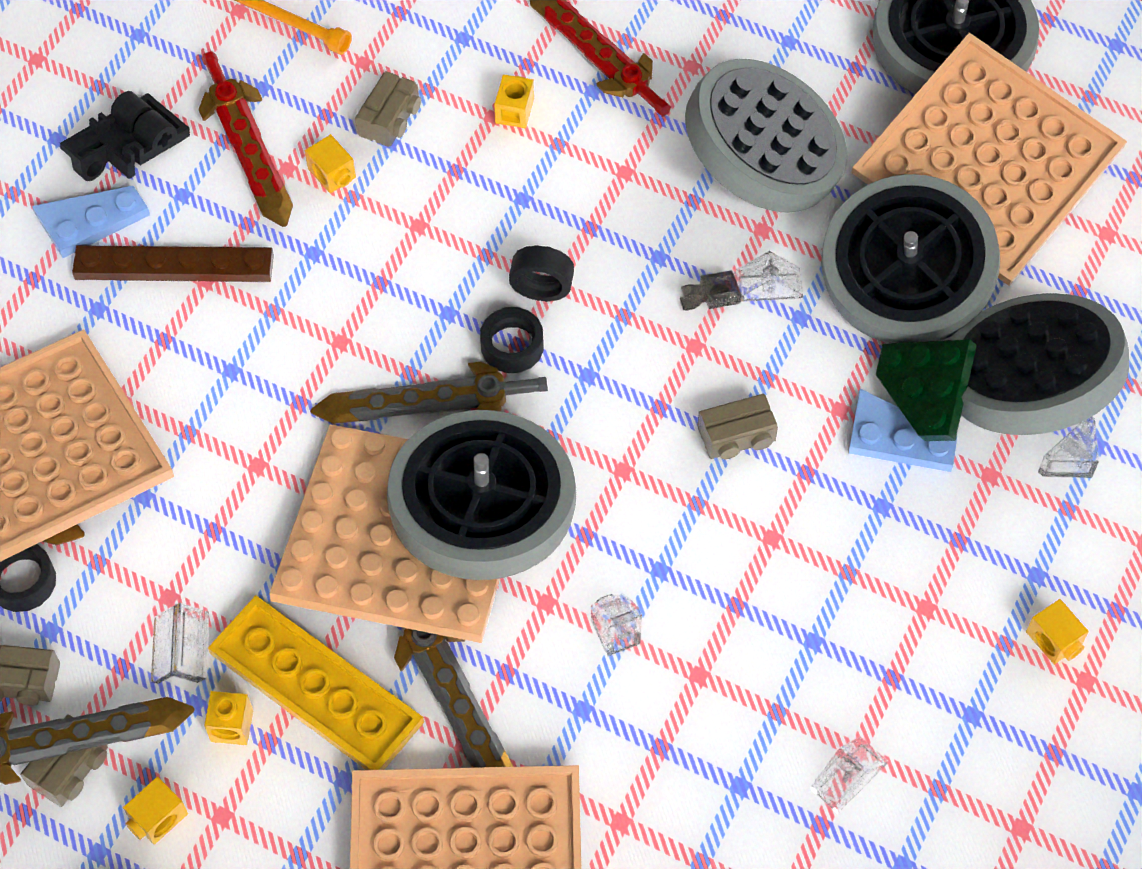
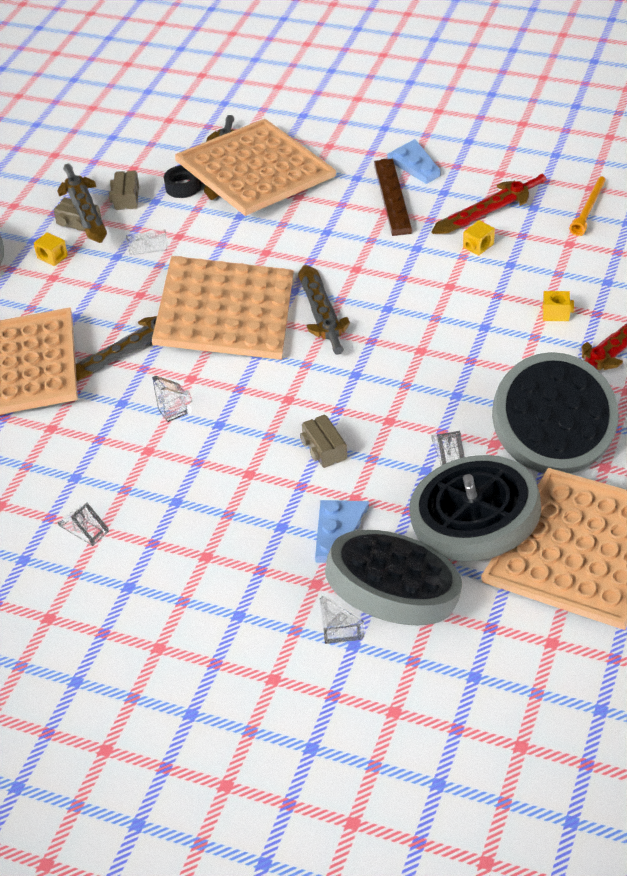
camera: 85 degrees right, 15 degrees down
(132, 133) = (470, 158): black plate -> none
(229, 718) = (102, 262): yellow brick -> none
(316, 685) = (124, 294): yellow plate -> none
(387, 109) = (529, 253): dark tan brick -> none
(481, 494) = (241, 320): black wheel -> none
(512, 318) = (368, 343): black tyre -> none
(544, 260) = (415, 331): black tyre -> none
(714, 289) = (430, 420): clear smoke plate -> none
(928, 383) = (366, 522): dark green plate -> none
(1057, 632) = (187, 620): yellow brick -> none

